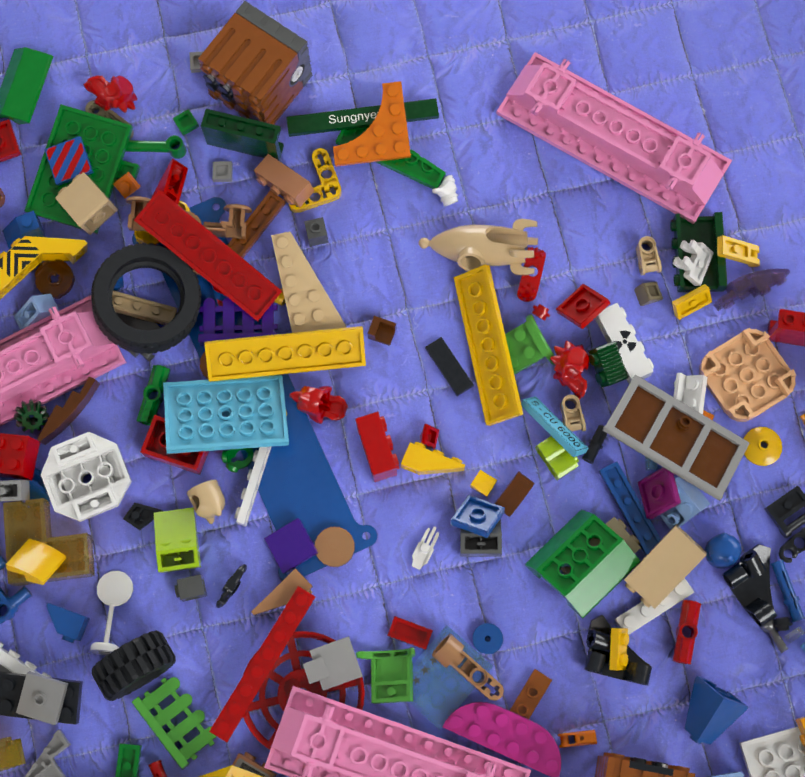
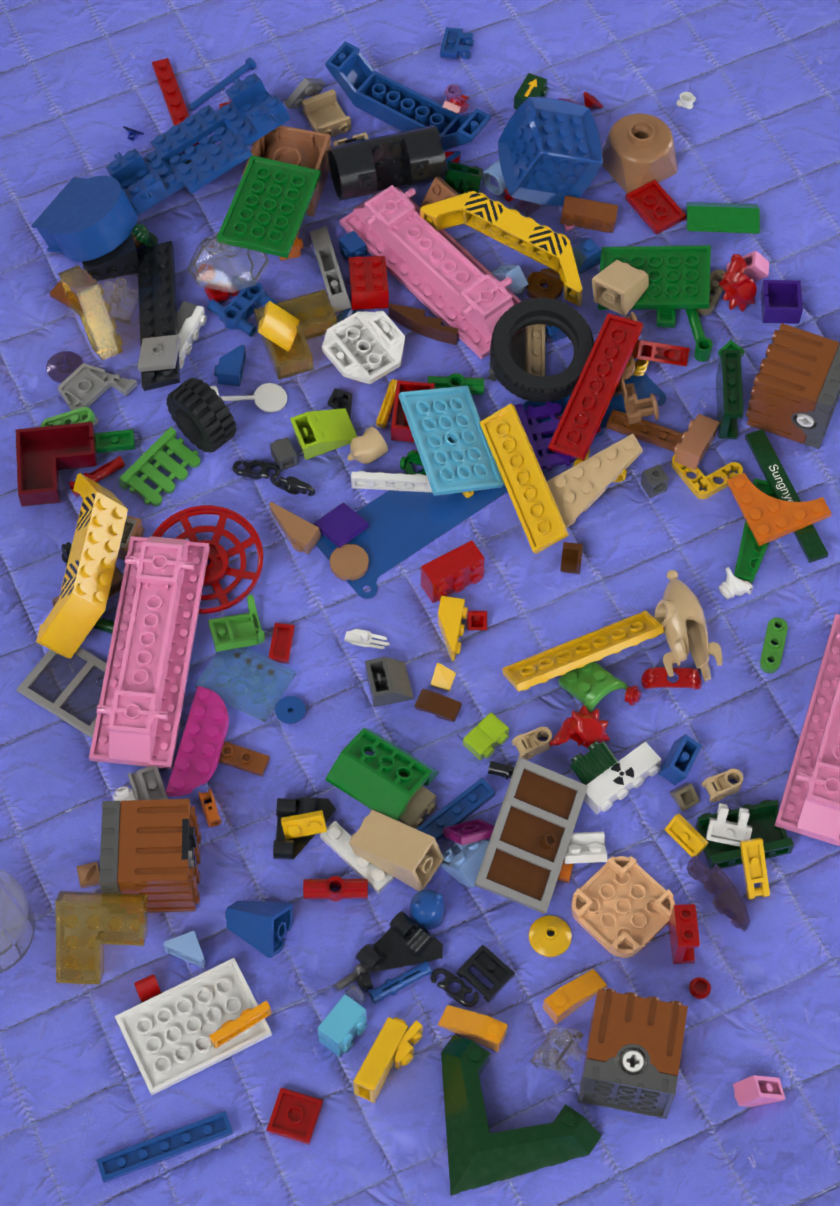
camera: 75 degrees right, 15 degrees down
(25, 421) = (410, 294): dark green gear -> none
(68, 160) = (658, 264): tile -> none
(90, 68) = (756, 267): none -> bright pink slope
(126, 185) = (651, 318): orange plate -> none
(142, 58) = (781, 301): none -> dark purple piece
(155, 468) = (387, 405): none -> yellow axle
(201, 630) = (246, 472): none -> black piece
(222, 171) = (692, 394): light grey tile -> none
(262, 664) = (225, 517): red plate -> none
(319, 403) = (483, 517): red head -> none
(333, 664) = (235, 573): light grey piece -> none
(449, 366) = (553, 625): black tile -> none
(451, 653) = (267, 672): medium nougat beam -> none
(477, 516) = (406, 672): blue tile -> none
(518, 180) = (772, 651): none -> bright green plate
(554, 426) = (514, 723): medium azure tile -> none
(583, 306) = (649, 730): red tile -> none
(618, 286) = (680, 759): none -> blue brick

